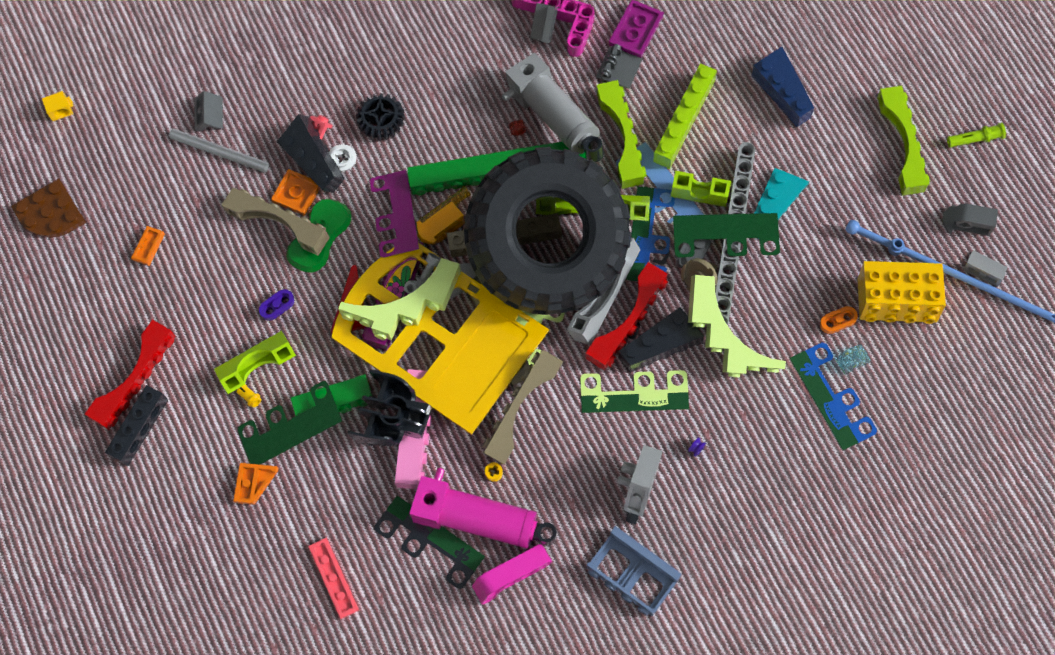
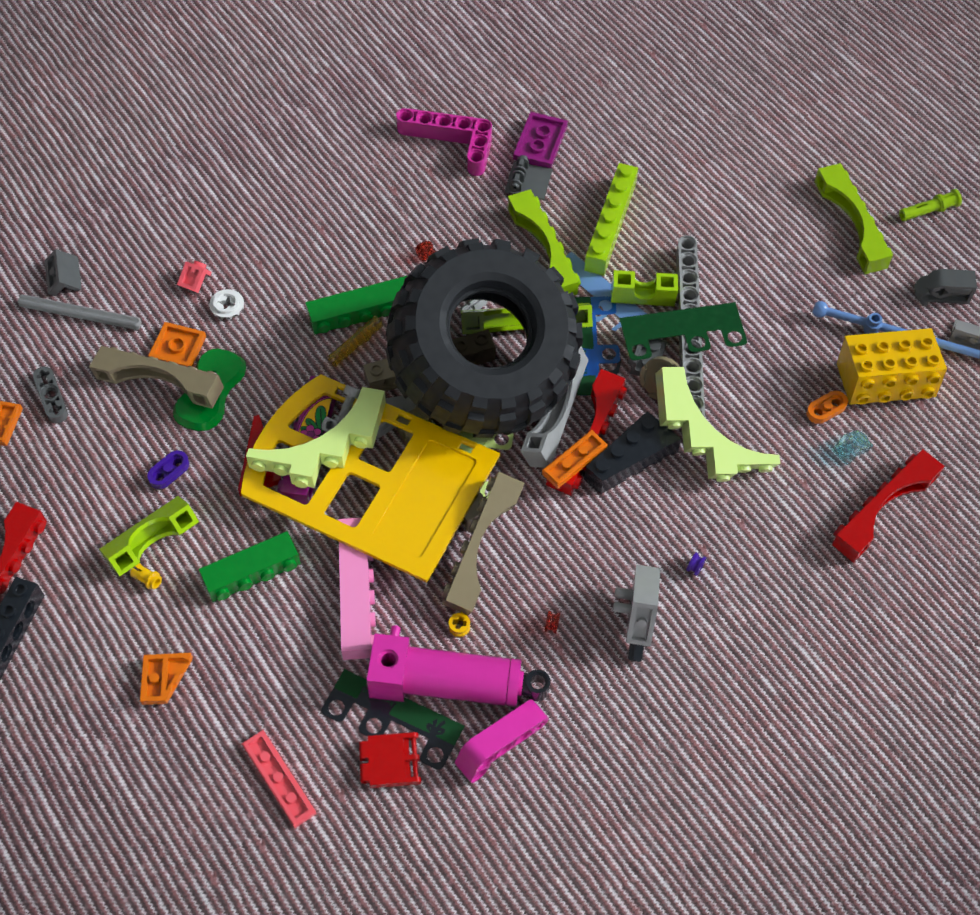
camera: 15 degrees left, 10 degrees down
(182, 218) = (56, 400): none -> dark grey beam
(290, 433) = (202, 610): dark green piece -> none
(306, 148) = (186, 297): black wedge -> none
(389, 122) = (279, 256): black gear -> none
(389, 430) = (324, 588): black piece -> none
(402, 217) = (306, 355): magenta piece -> none
(421, 576) = (389, 760): none -> red plate
(441, 223) = (349, 361): light orange piece -> none
(533, 86) = (436, 204): light grey piece -> none
(543, 22) = (437, 142): dark grey panel -> none
(569, 481) = (552, 622): none -> clear red bush
(610, 342) = (574, 459): none -> orange tile
(639, 400) = (617, 522): piece -> none
(641, 562) = (656, 703): sand blue window -> none
(780, 192) = (732, 284): teal wing -> none
(783, 86) = (713, 178): dark blue wedge -> none
(830, 404) = (836, 499): piece -> none
(902, 394) = (916, 476): none -> red arch

